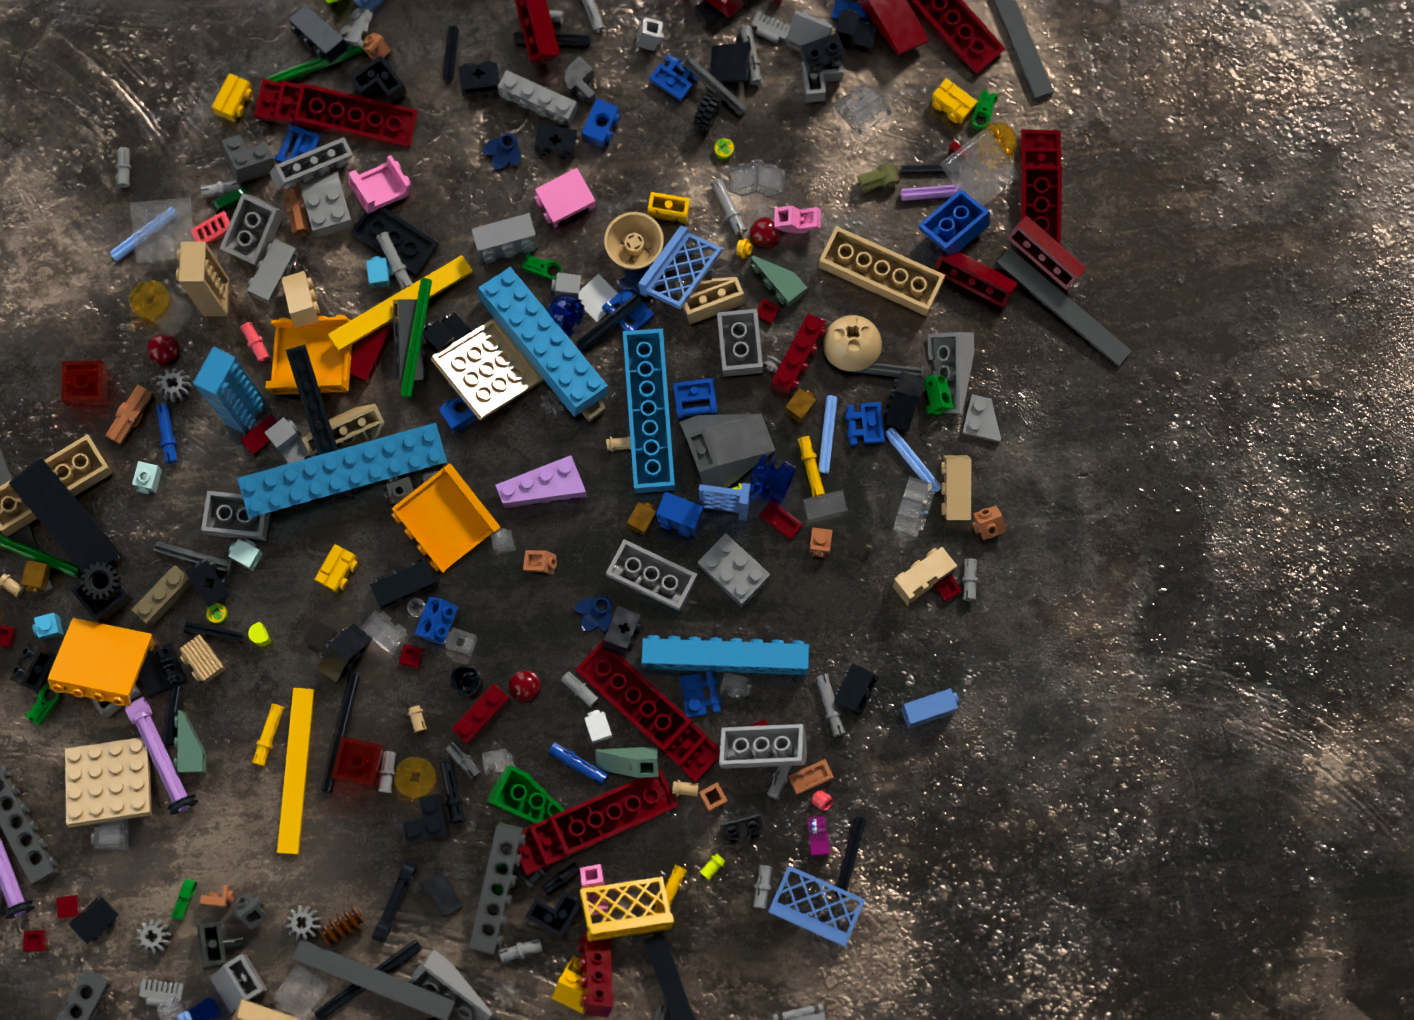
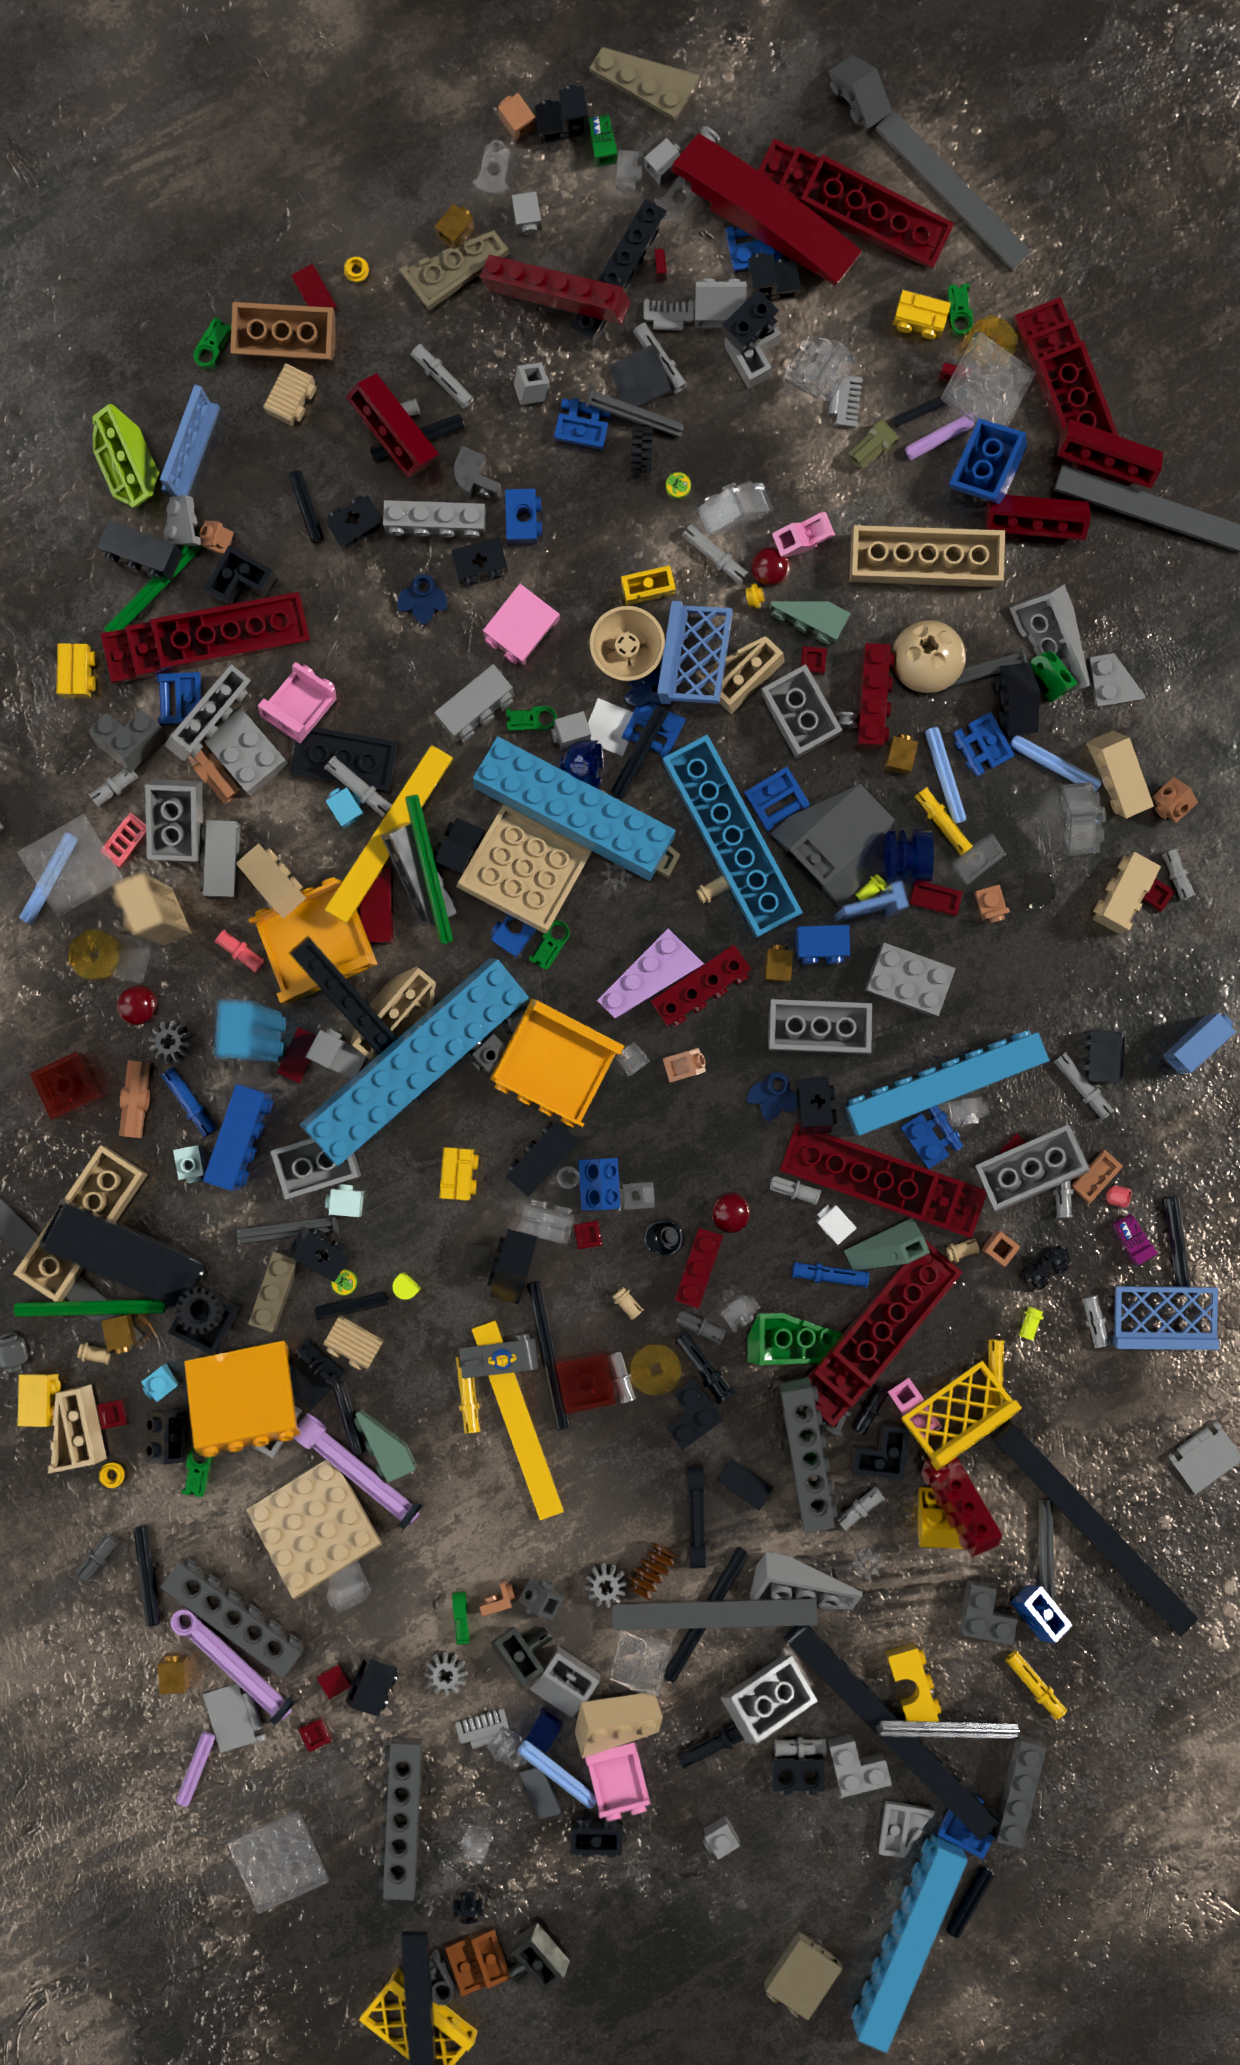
camera: 30 degrees left, 10 degrees up
(189, 472) = (238, 1138): none -> blue brick
(228, 201) = (130, 796): dark green beam -> none
(303, 716) = (499, 1357): none -> dark grey door
(480, 435) = (549, 947): none -> green piece
(577, 509) = (700, 986): none -> dark red brick
(867, 140) = (839, 403): none -> light grey piece

